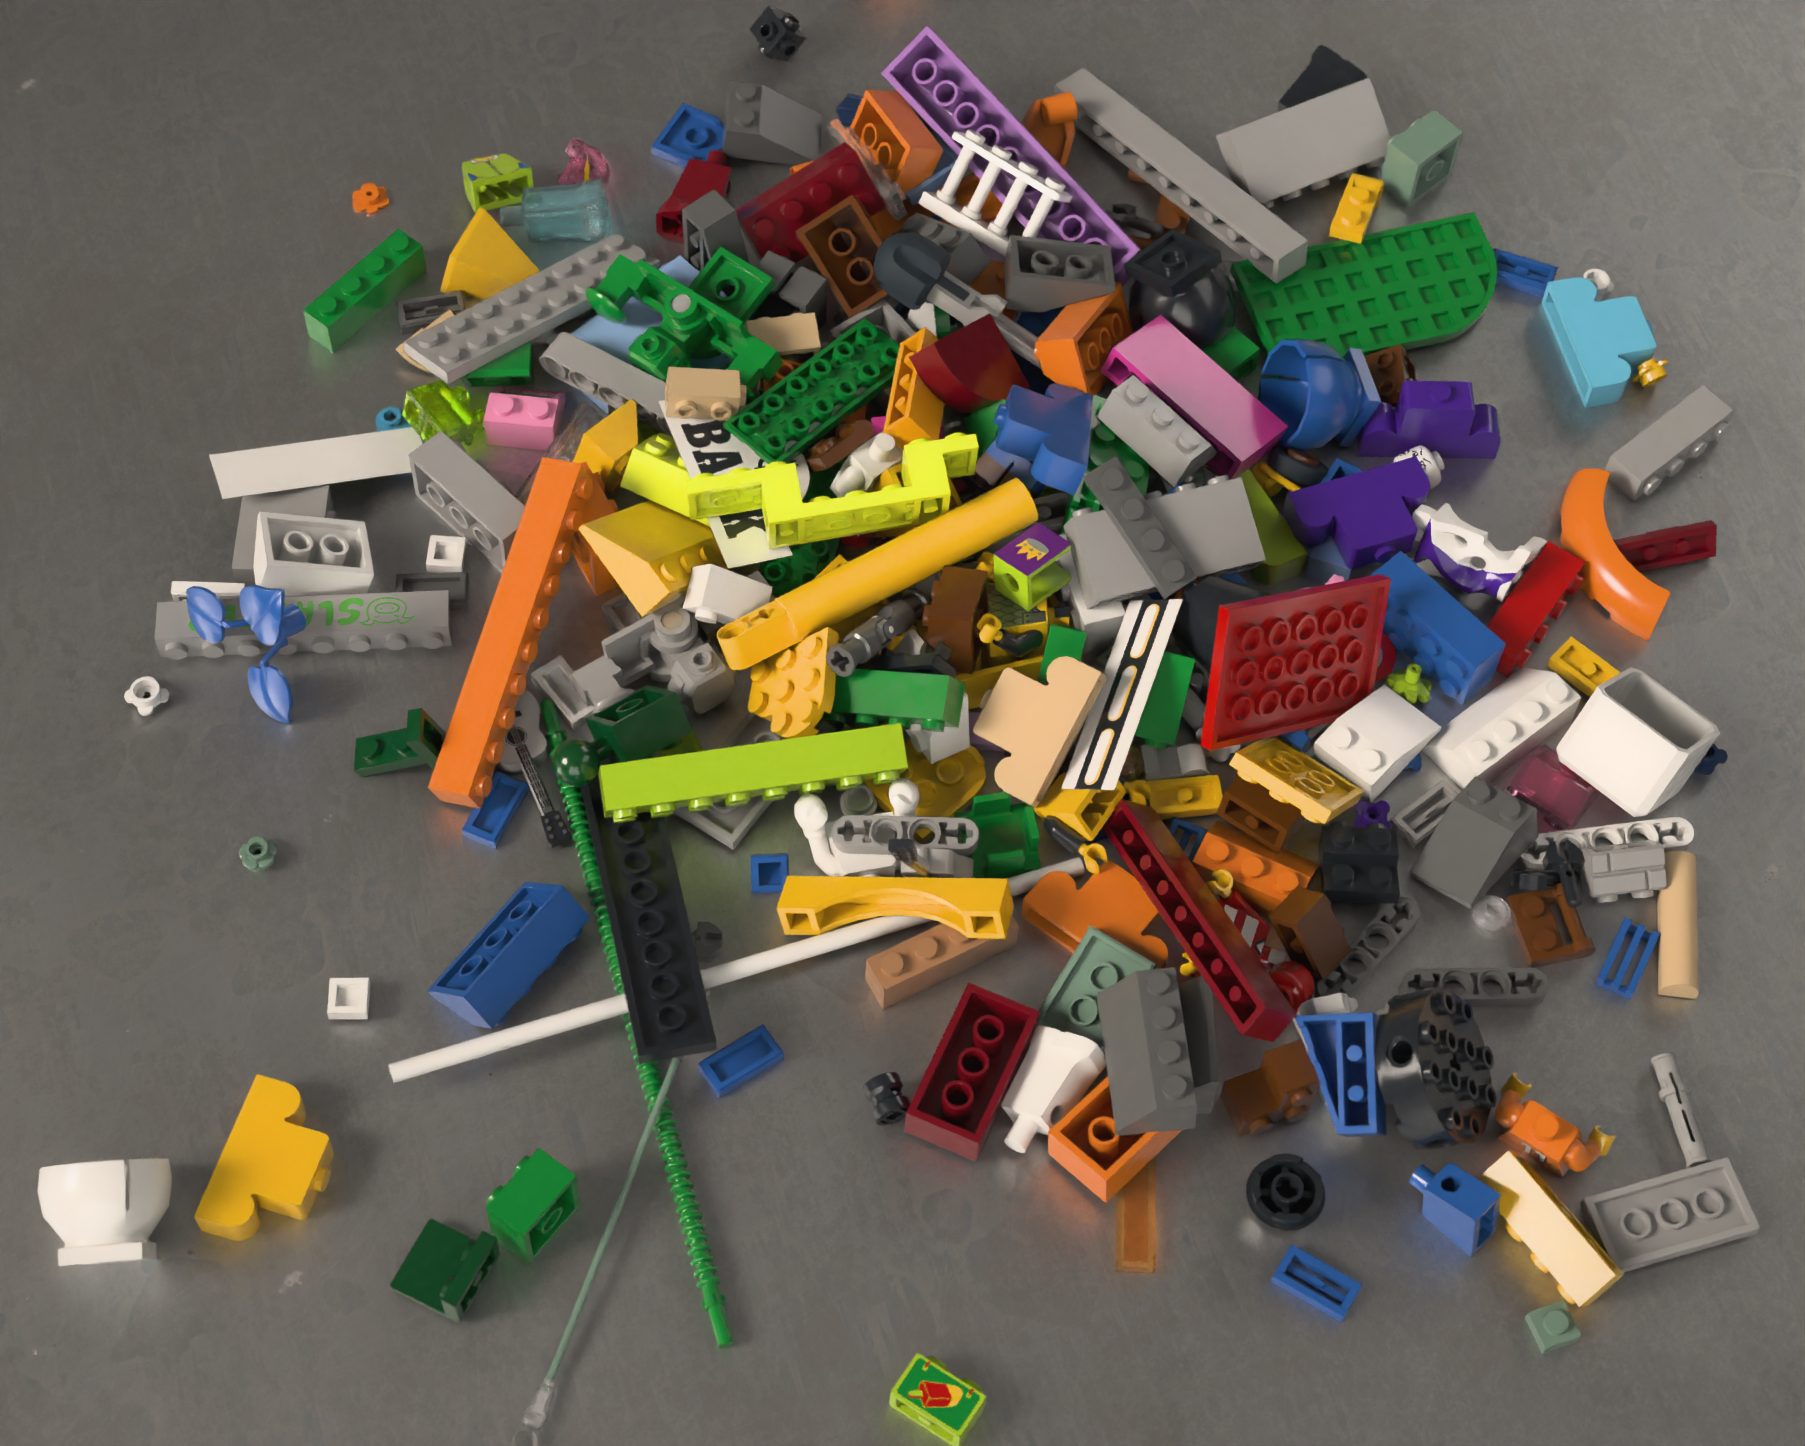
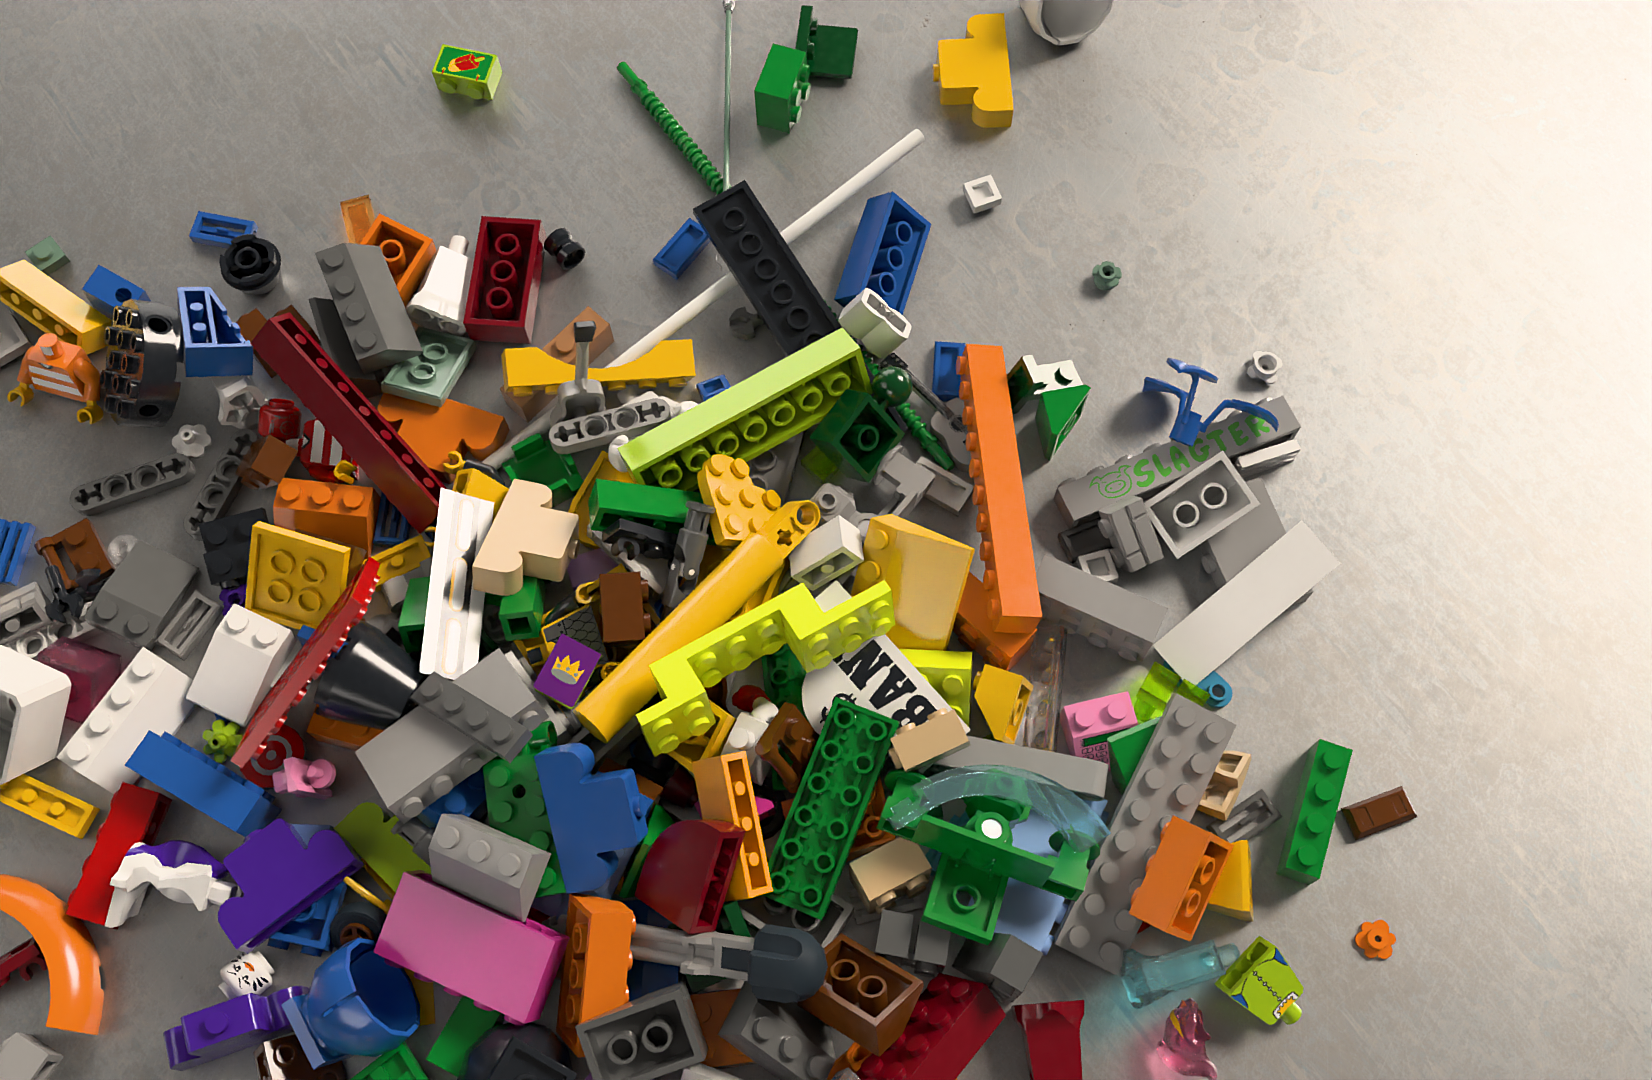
camera: 165 degrees right, 10 degrees up
(301, 281) = (1378, 812): none -> reddish brown tile
(398, 560) = (1130, 534): none -> light grey brick
(402, 688) = (1058, 414): none -> green slope
(526, 245) = (1180, 878): none -> orange brick
(558, 861) = (874, 323): none -> white brick
(666, 331) = (1045, 796): none -> clear light blue arch

